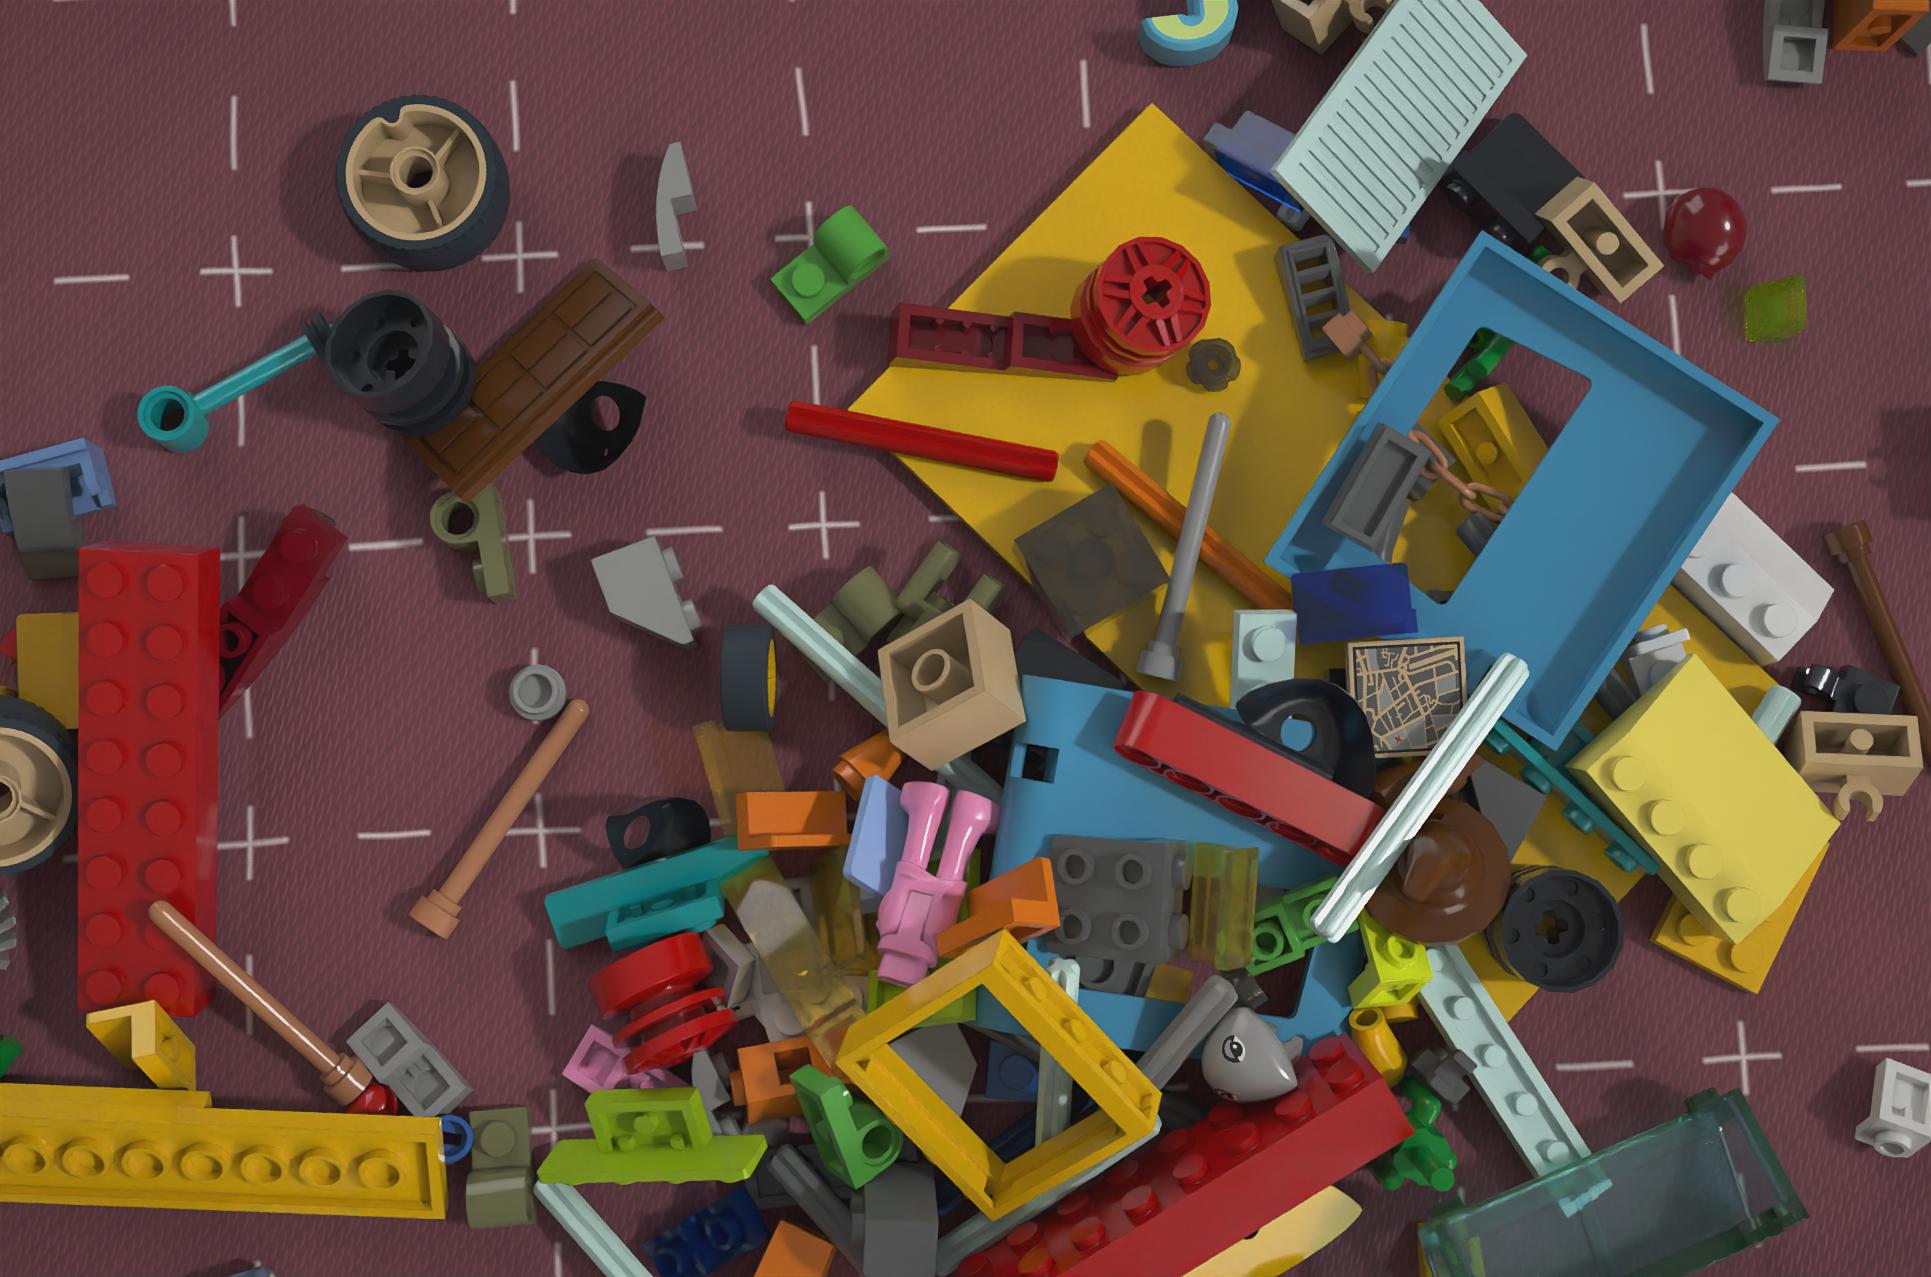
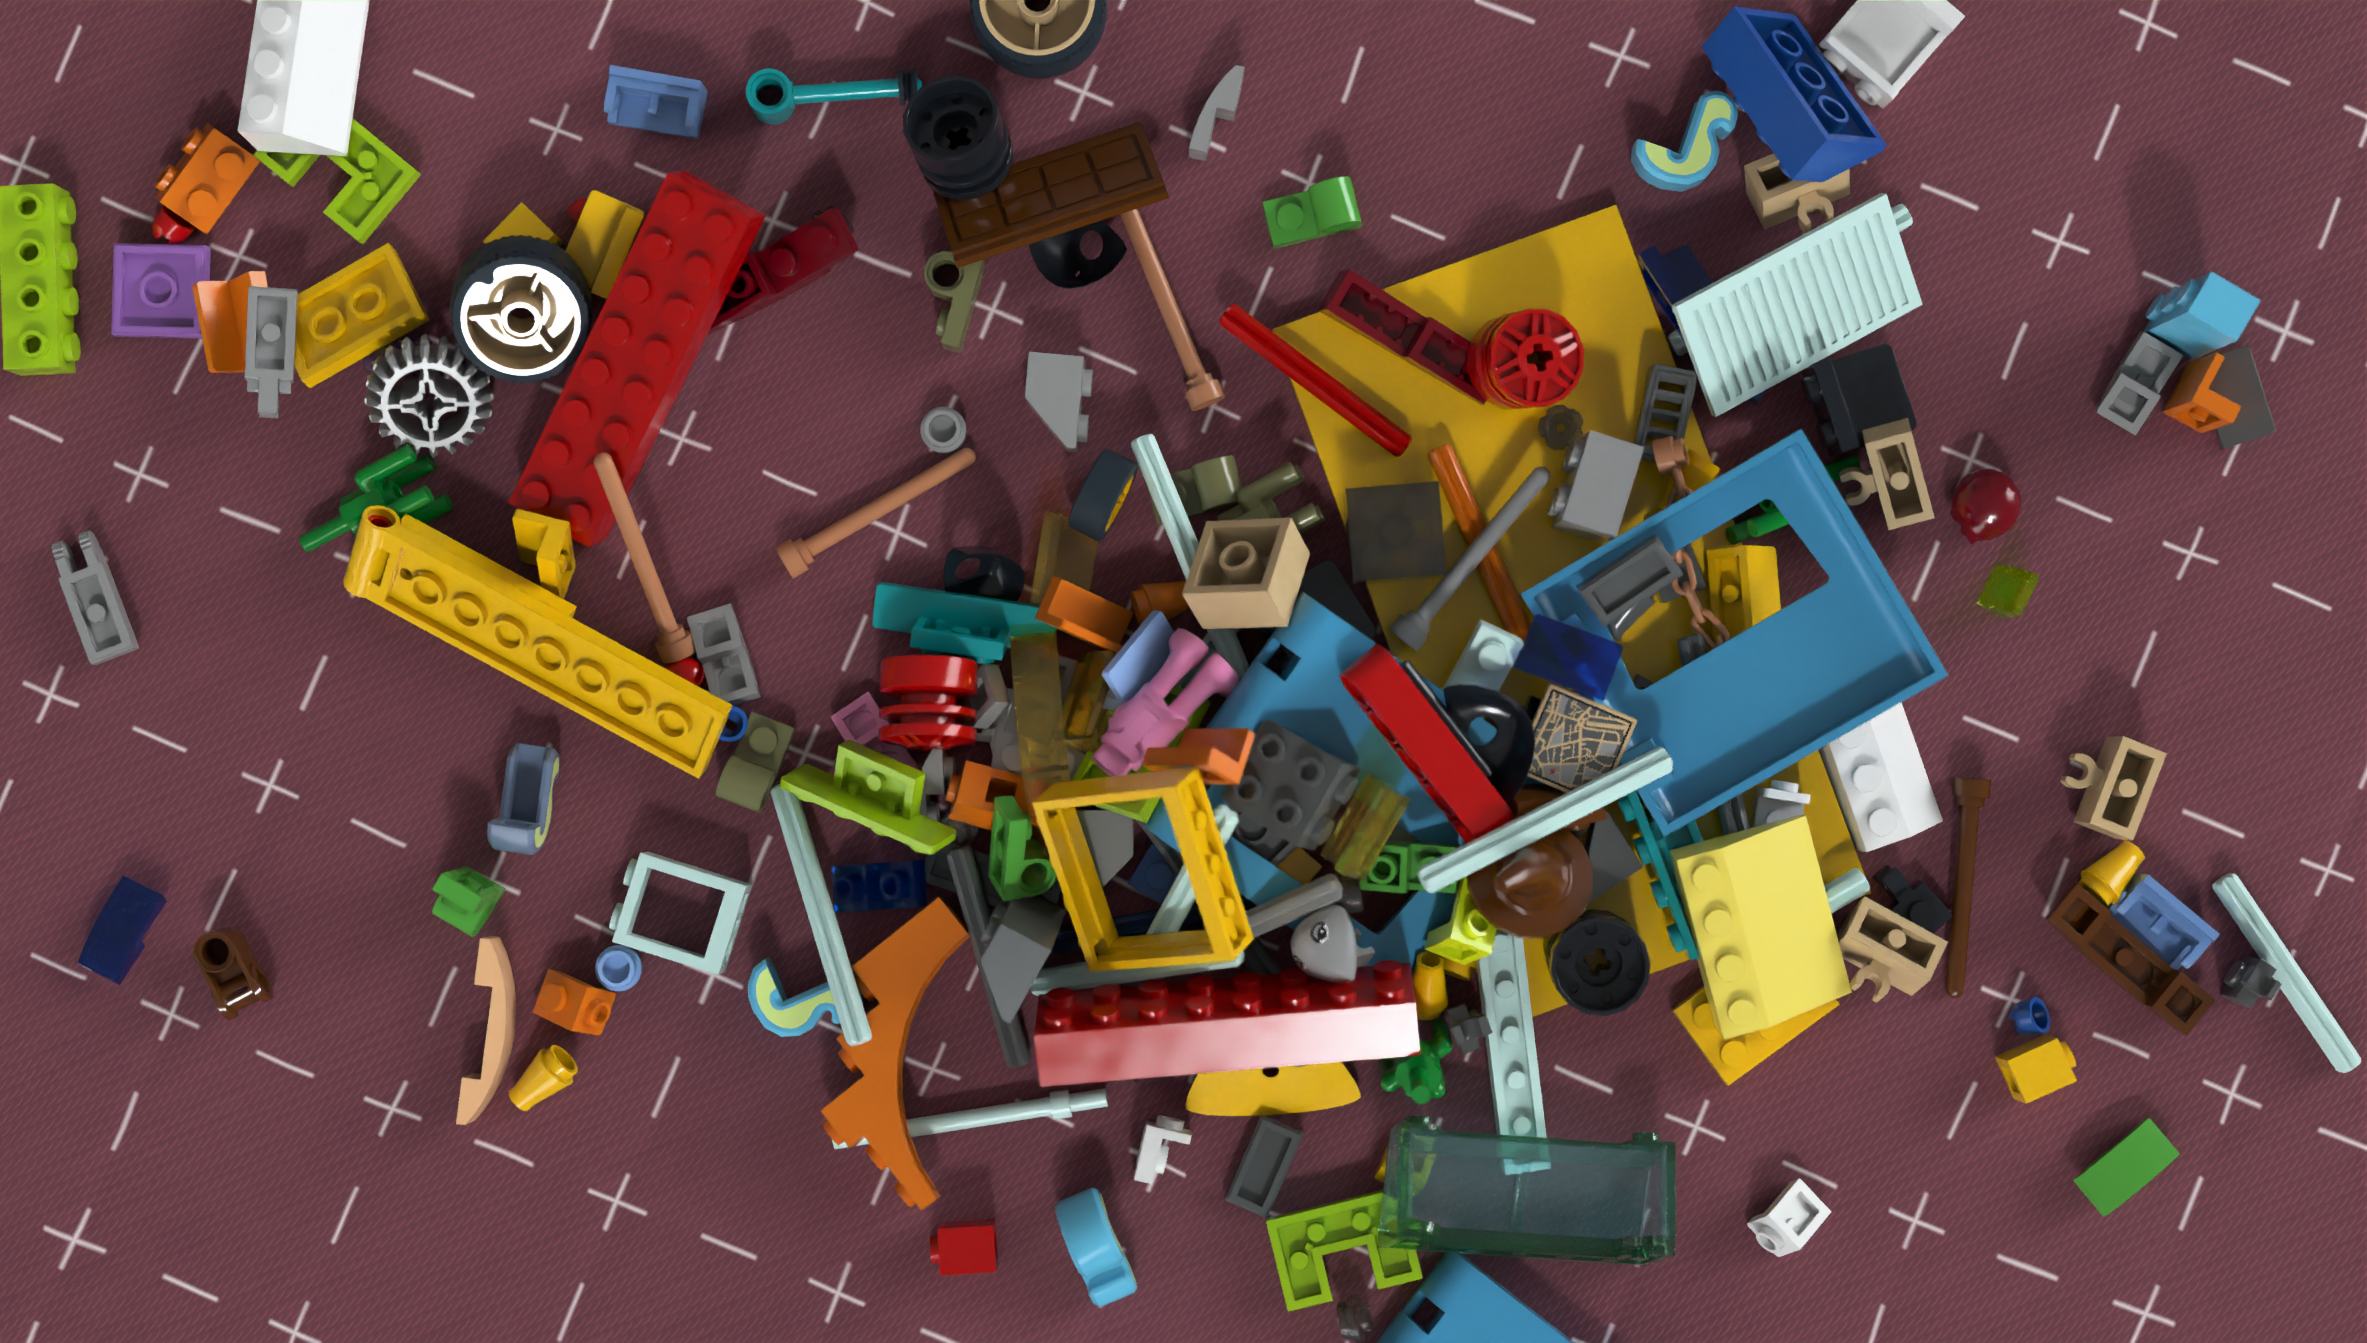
camera: 30 degrees right, 5 degrees up
(44, 521) = (643, 129): dark grey slope -> none
(803, 510) = (1202, 388): none -> nougat piece
(1285, 407) = (1596, 486): none -> light grey brick

